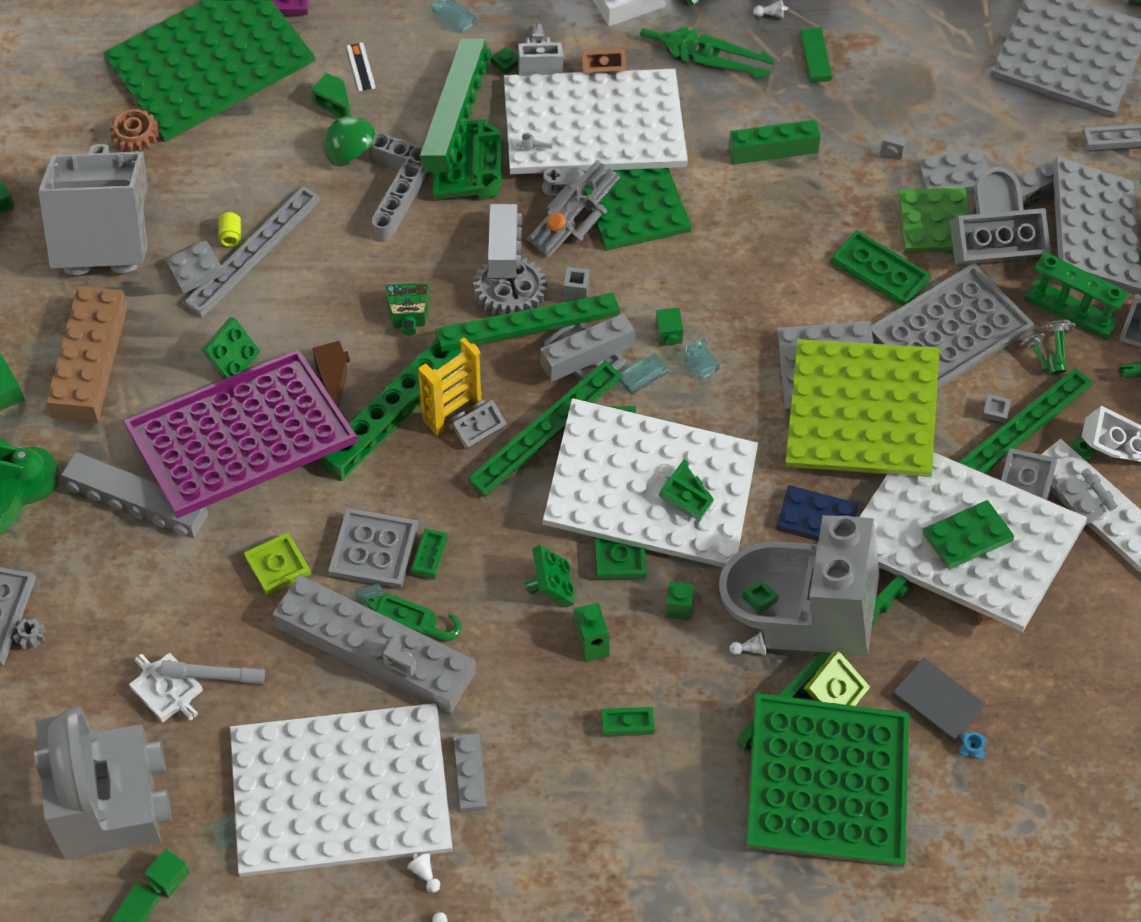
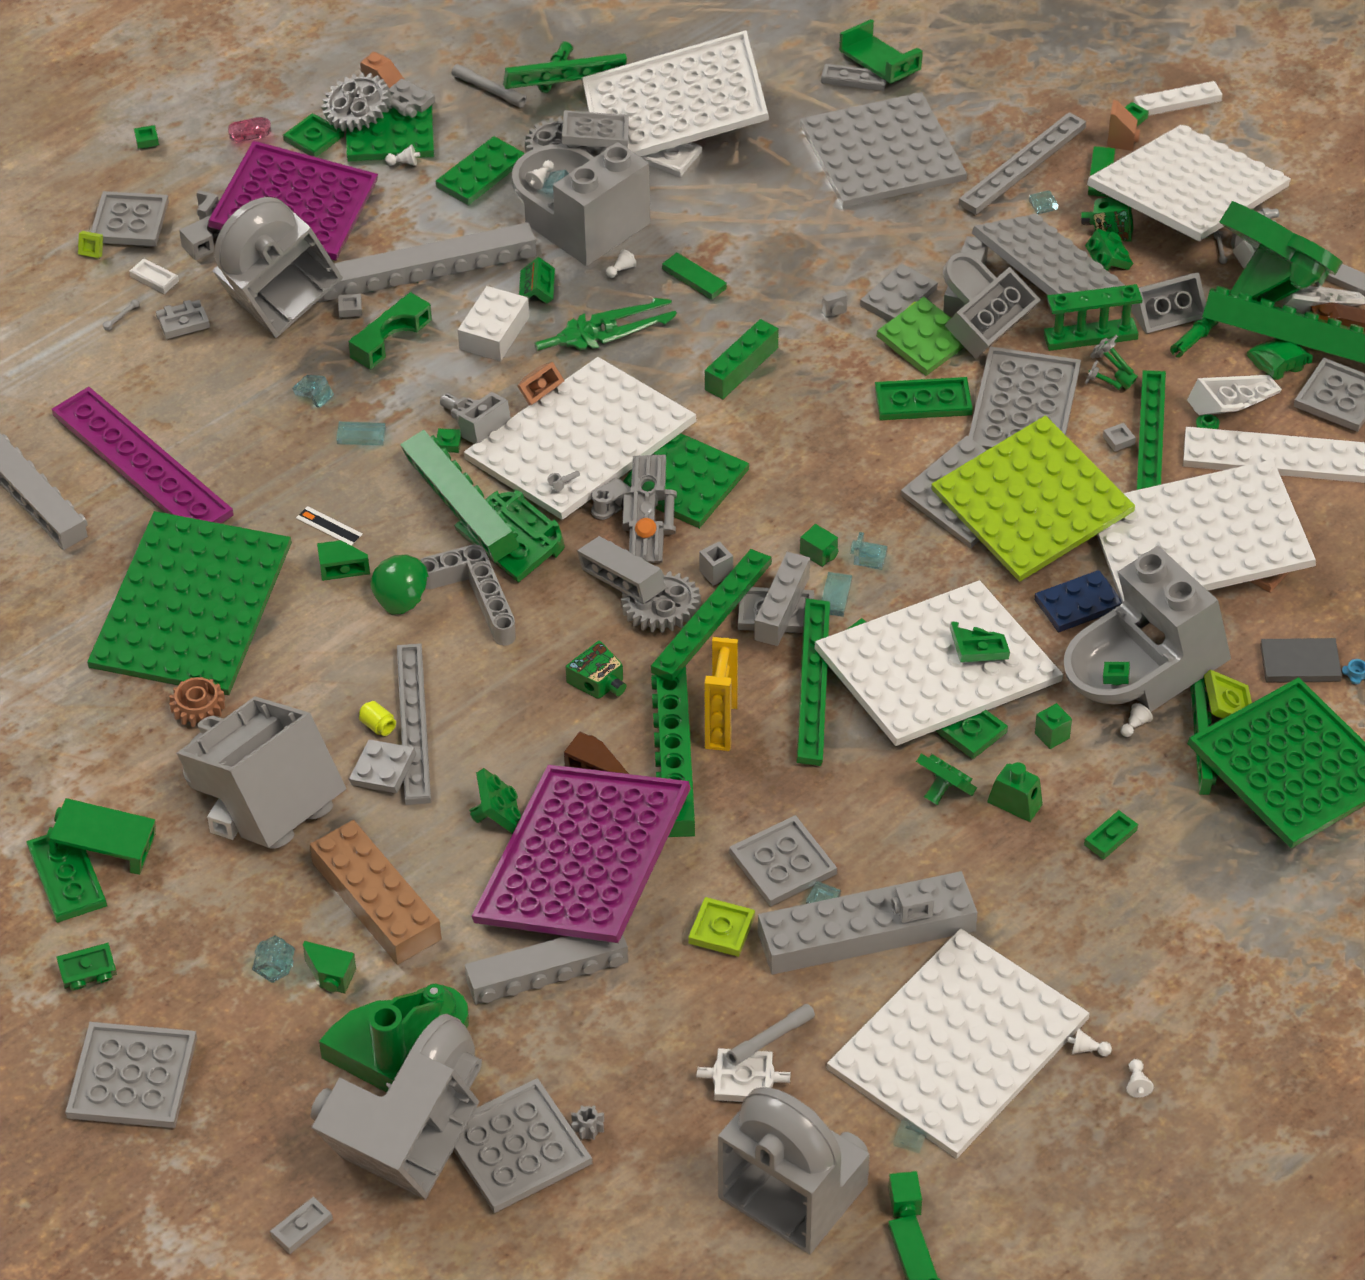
camera: 40 degrees left, 10 degrees down
(412, 616) = (869, 881): green plate -> none
(429, 553) = (830, 833): green plate -> none
(470, 773) = (1039, 956): light grey plate -> none
(478, 423) = (754, 715): light grey bracket -> none
(968, 534) = (1209, 527): green plate -> none
(1030, 472) = (1193, 460): light grey plate -> none
(1079, 500) = (1240, 454): light grey plate -> none

